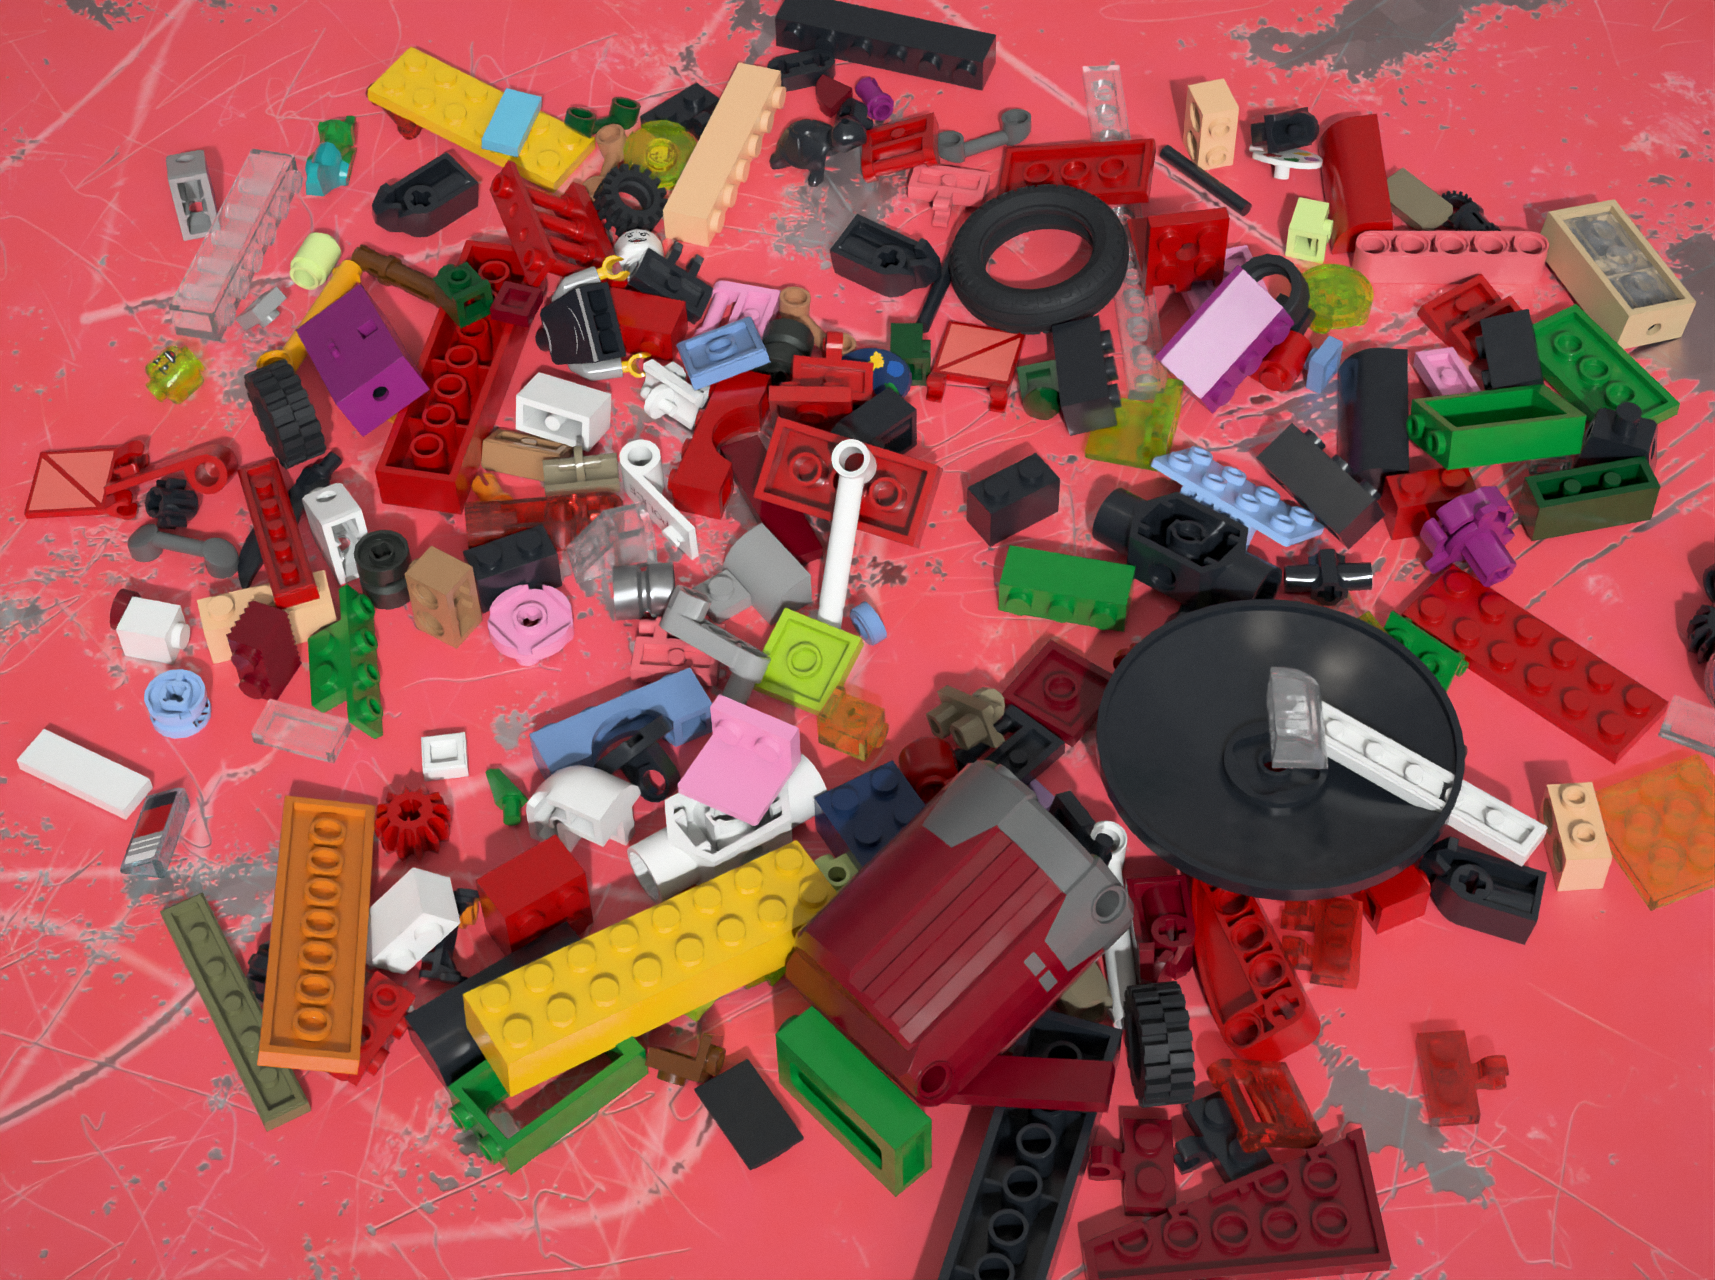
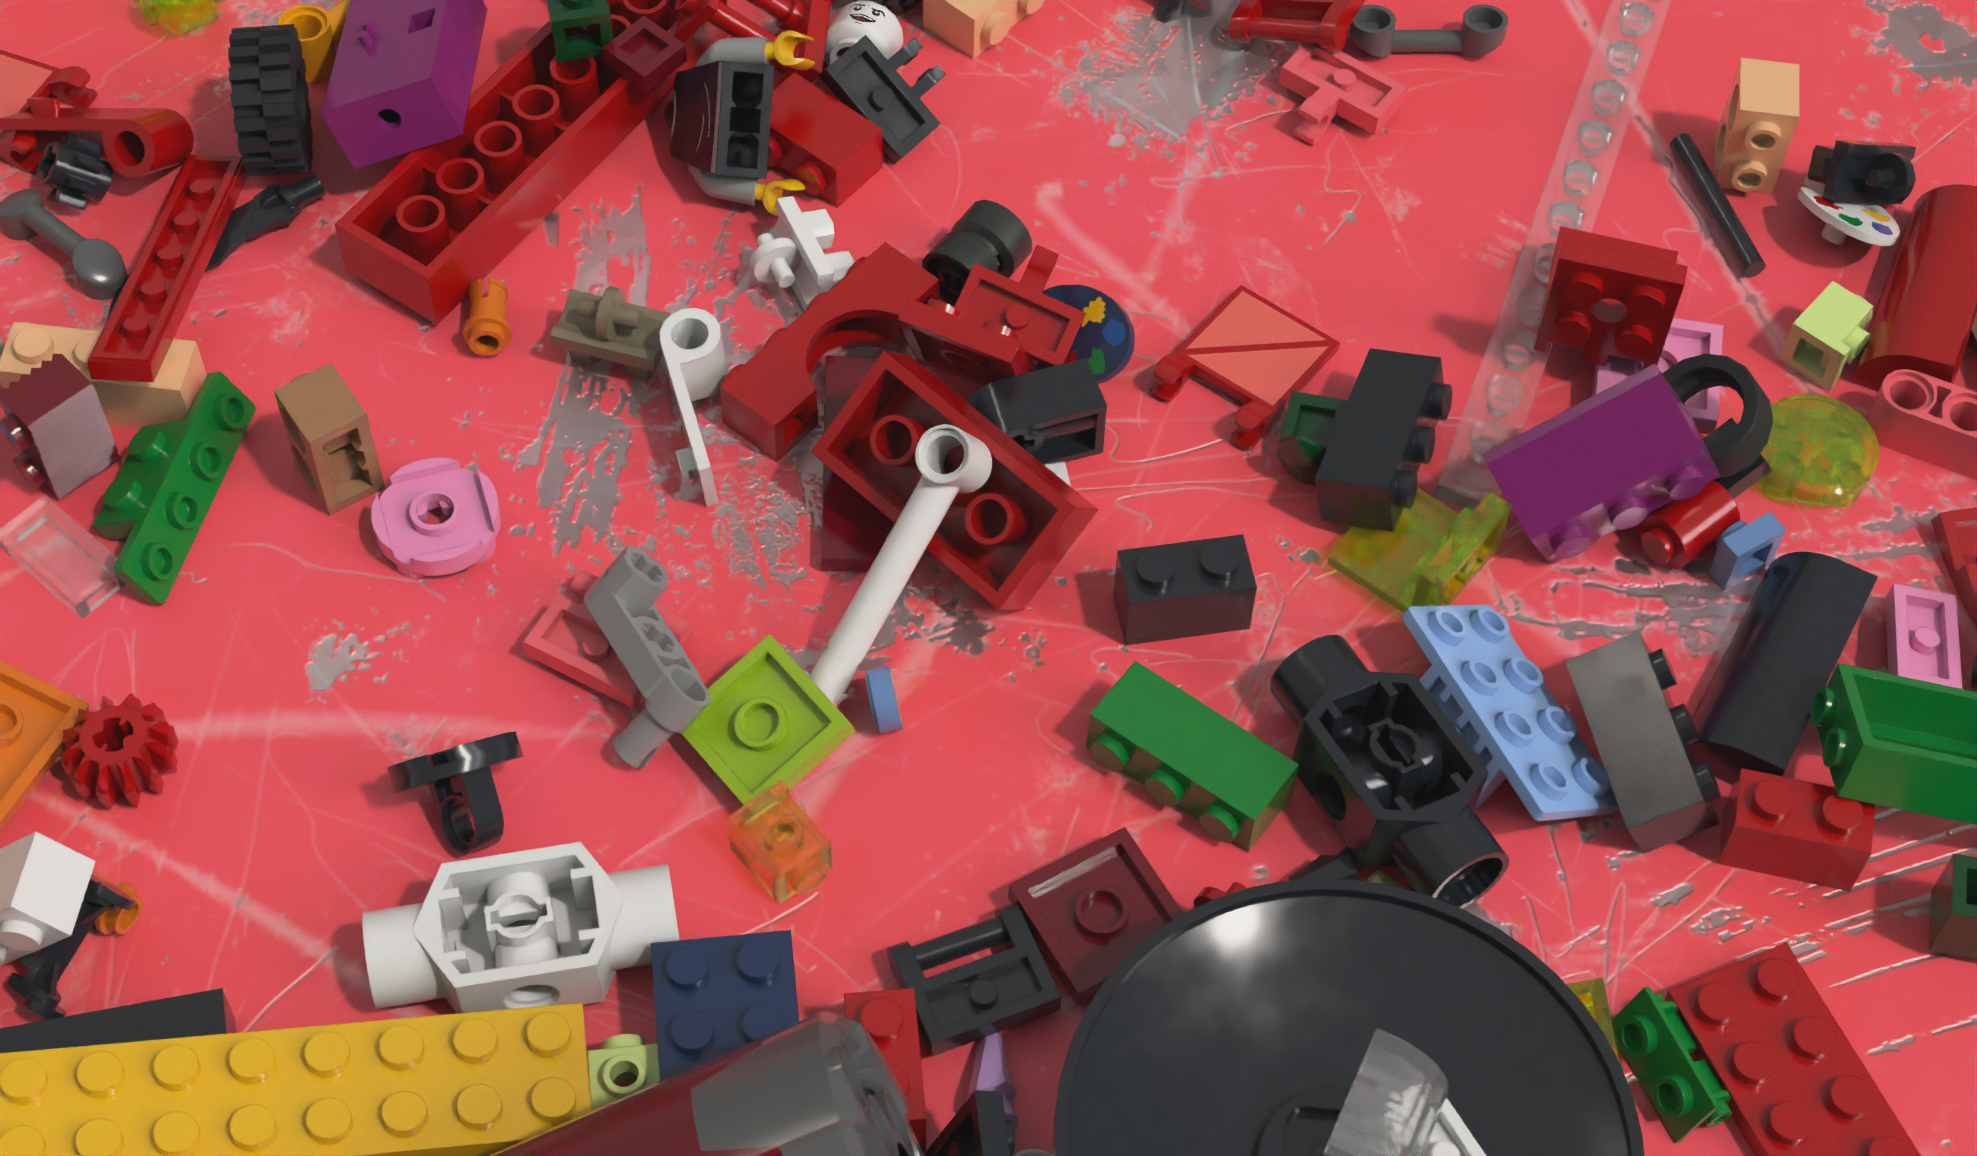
camera: 20 degrees right, 5 degrees up
(332, 516) = (252, 265): white torso -> none
(381, 565) = (275, 352): pearl dark grey wheel -> none
(444, 756) = (223, 668): white tile -> none
(506, 796) = (268, 759): green bar -> none
(513, 561) = (454, 422): black brick -> none
(520, 453) = (558, 260): medium nougat slope -> none
(534, 895) = (197, 935): red brick -> none
(561, 516) = (512, 377): clear red beam -> none
(563, 411) = (641, 228): white brick -> none
(582, 804) = (341, 825): white brick -> none
(588, 734) = (394, 722): medium blue arch -> none
(613, 539) = (603, 446): clear slope -> none
(642, 590) = (594, 528): flat silver wheel -> none
(722, 353) = (889, 223): medium blue tile -> none
(726, 595) = (713, 578): light grey plate -> none
(742, 761) = (561, 857): bright pink bracket -> none
(750, 300) = (976, 173): bright pink plate -> none
(769, 573) = (786, 571): light grey brick -> none
(795, 305) = (1035, 196): nougat bar -> none
(884, 259) = (1191, 162): black piece -> none
(909, 345) = (1158, 311): dark green brick -> none
(927, 765) = (845, 955): red head -> none
(935, 295) = (1254, 231): black bar -> none
(968, 716) = (935, 904): dark tan hips -> none
(1031, 210) = (1396, 162): black tyre -> none
(1108, 170) = (1529, 134): red tile -> none
(1327, 577) = (1584, 889): black axle -> none
(1475, 533) = (1835, 909): magenta piece -> none

